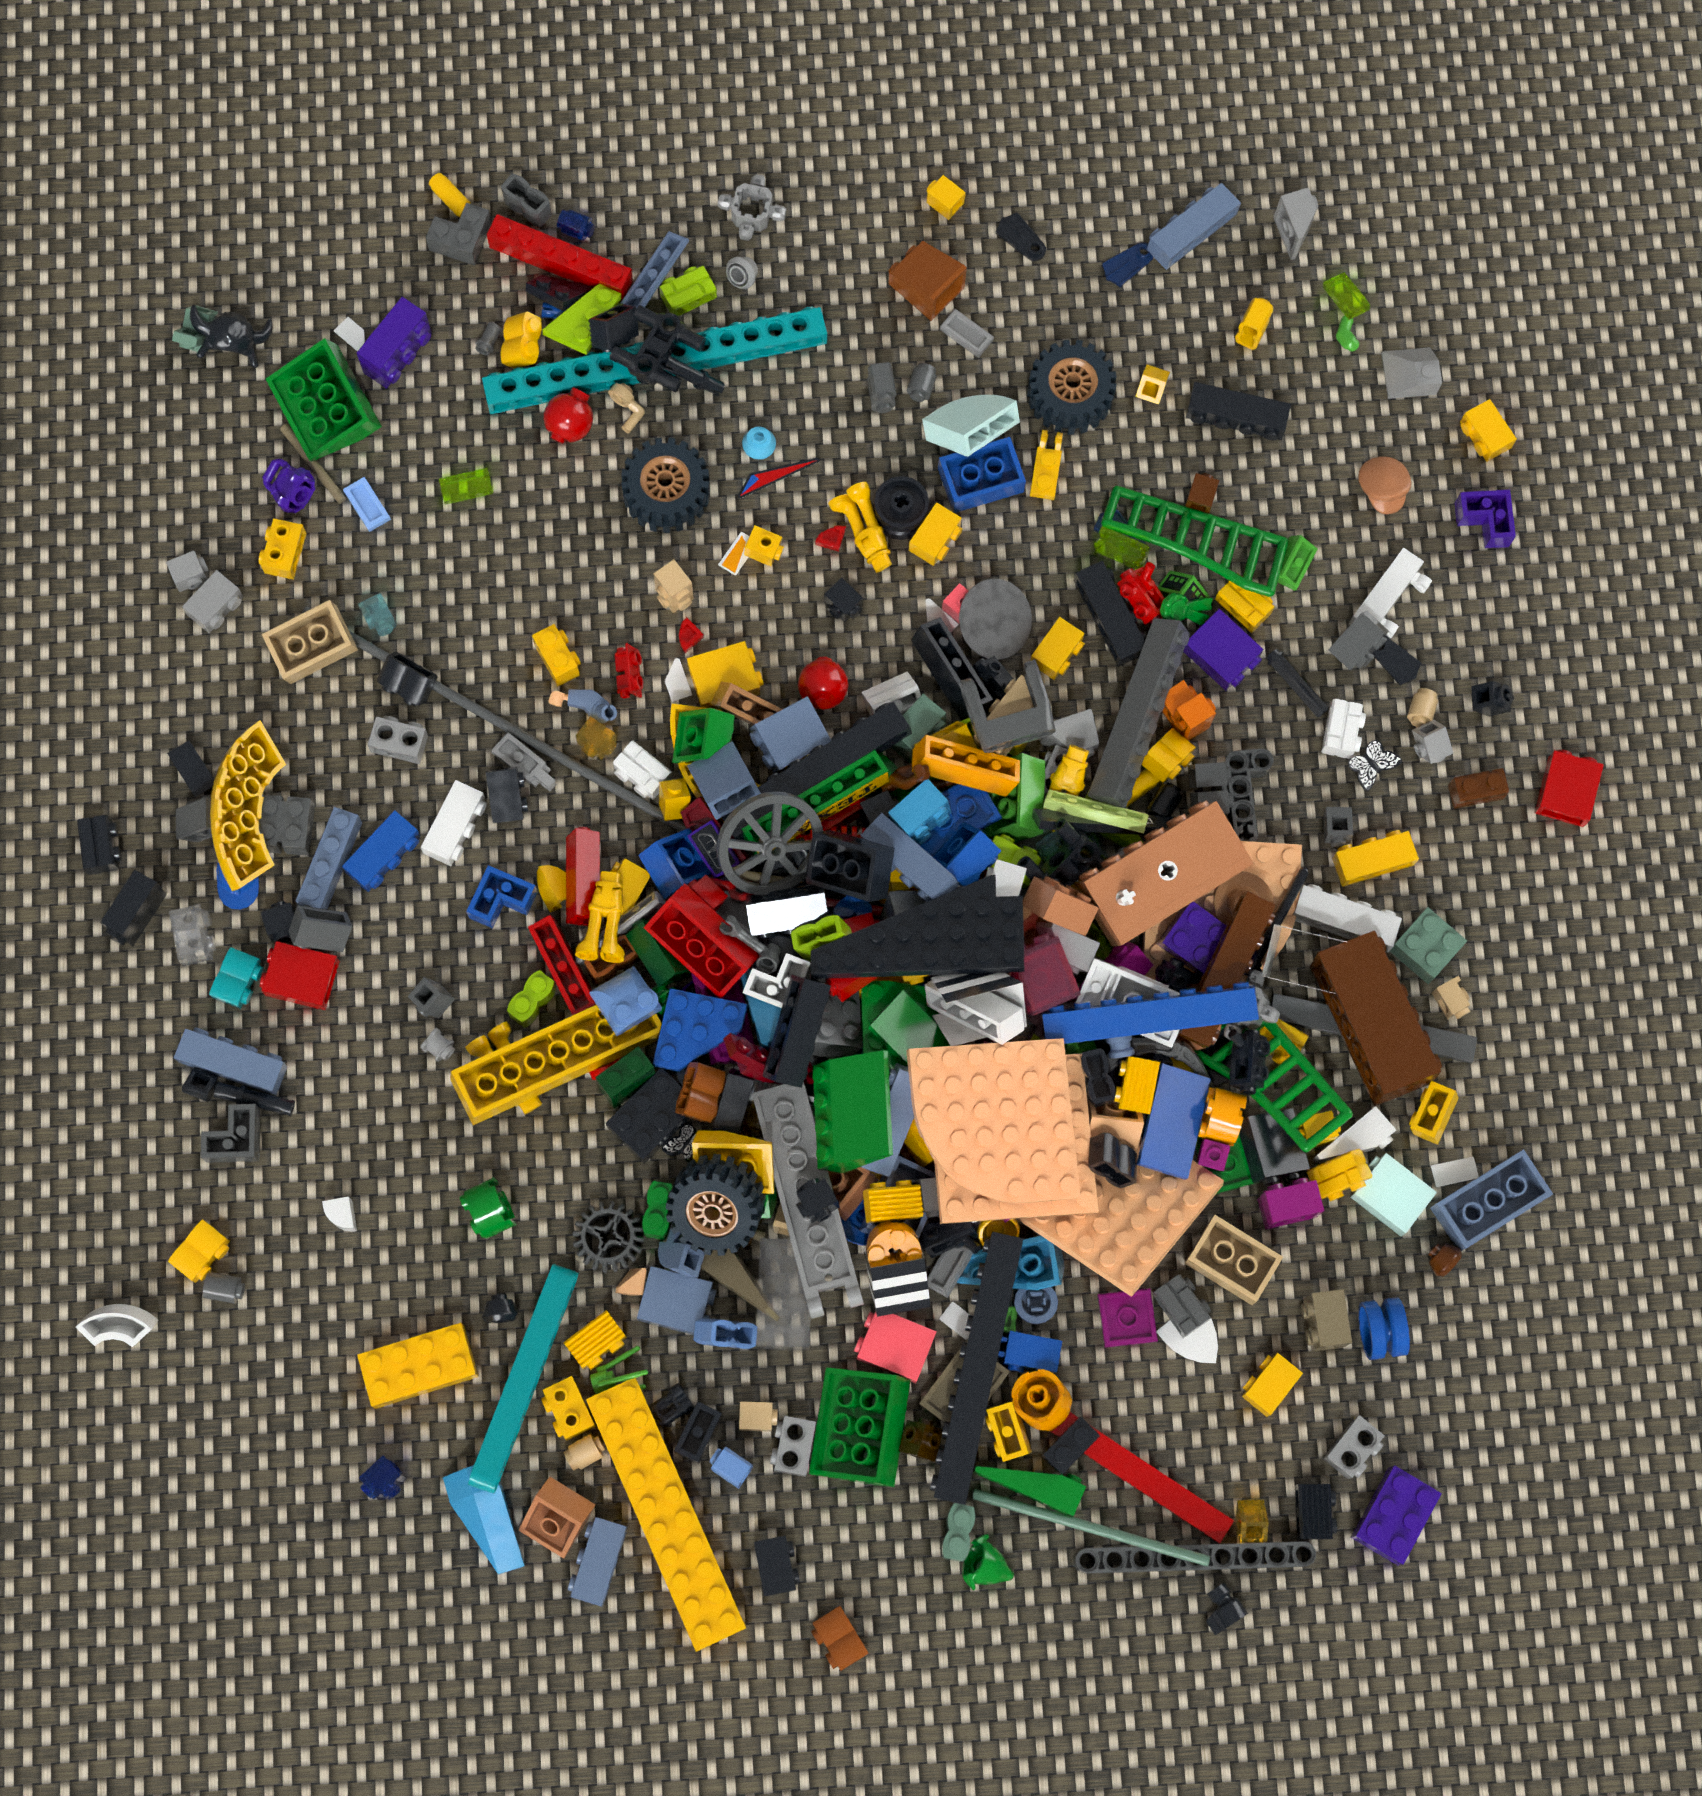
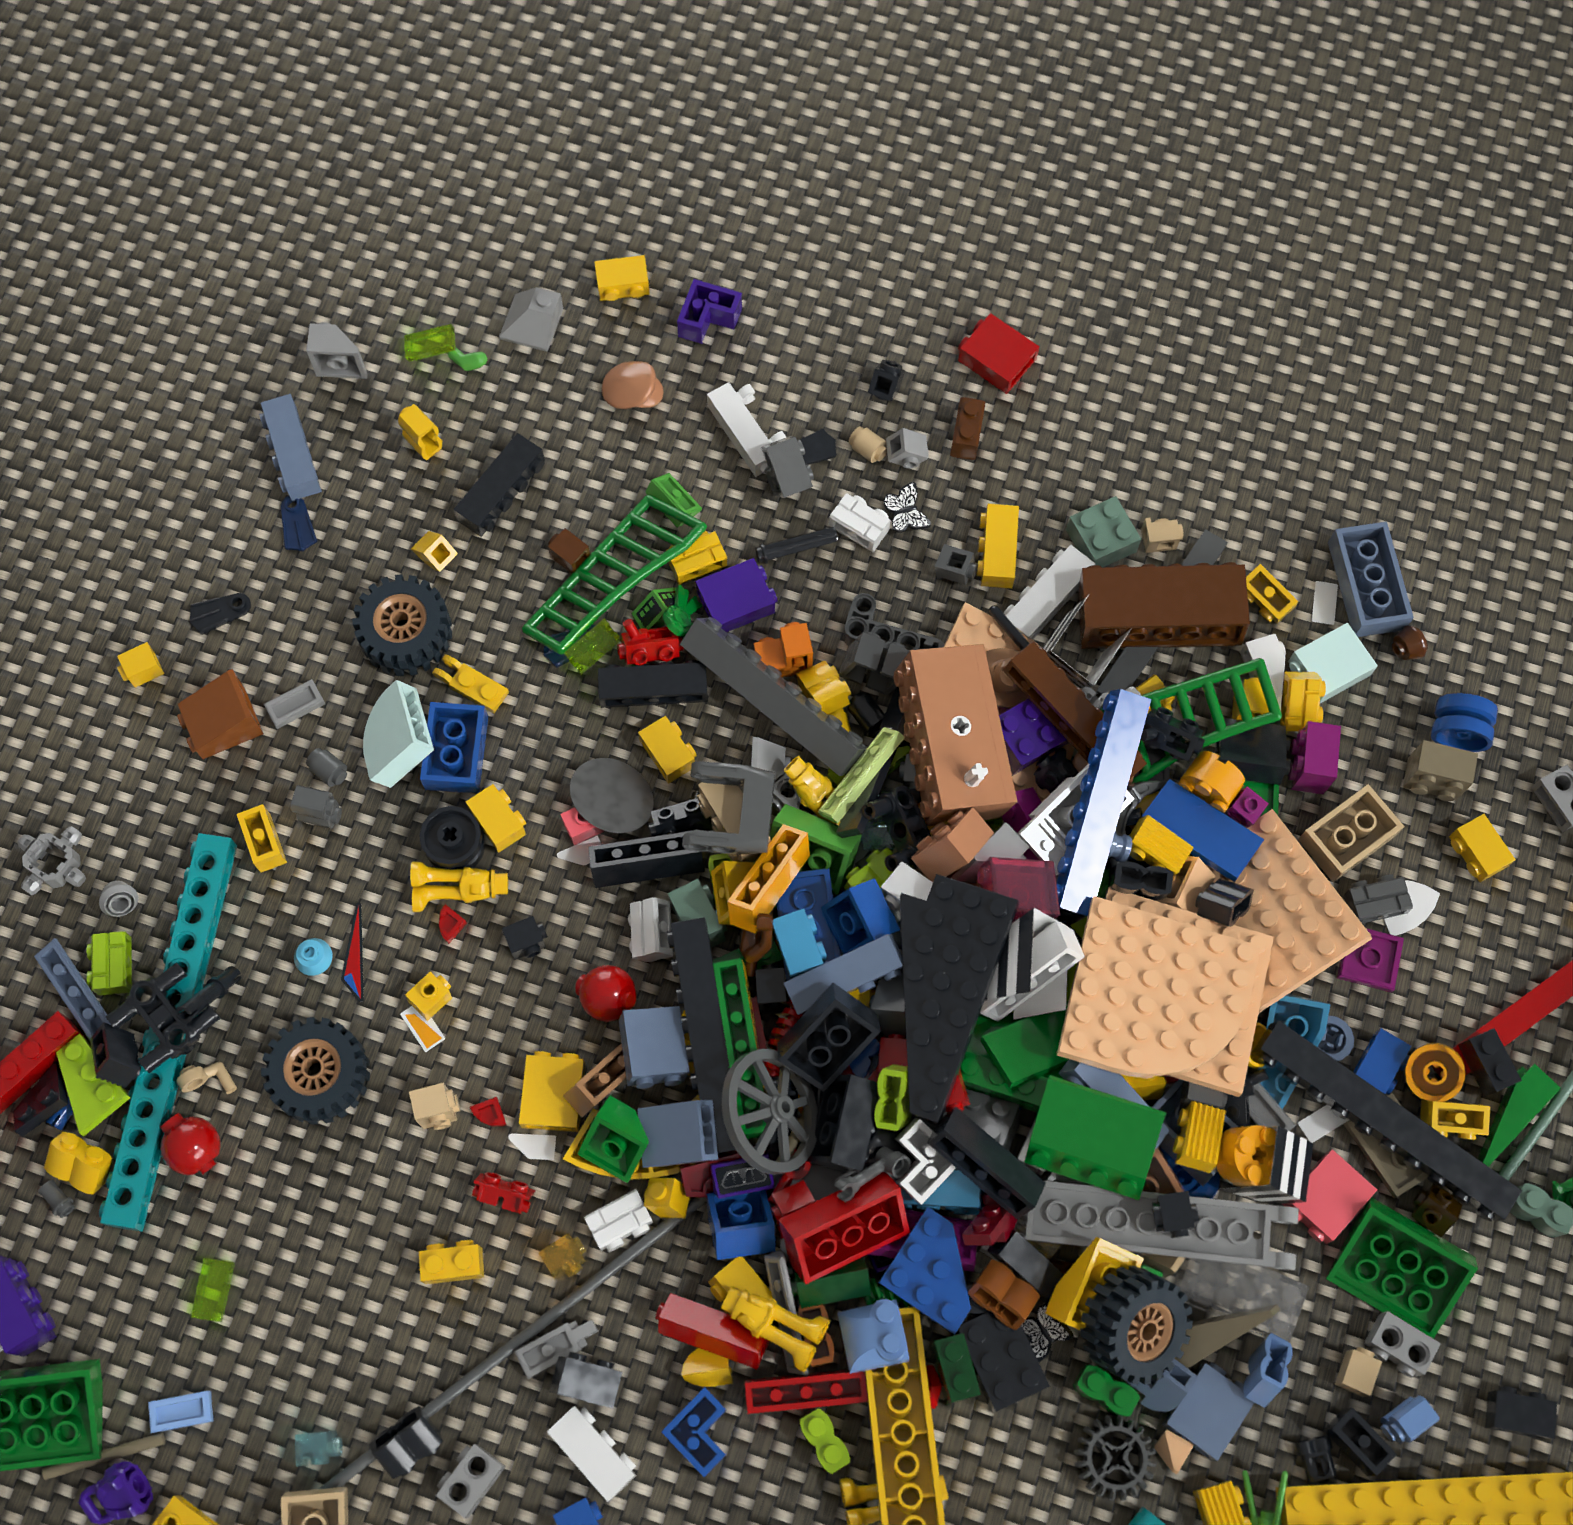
camera: 65 degrees left, 5 degrees down
(587, 700) = (520, 1246): sand blue arm -> none
(838, 358) = (261, 838): none -> yellow brick

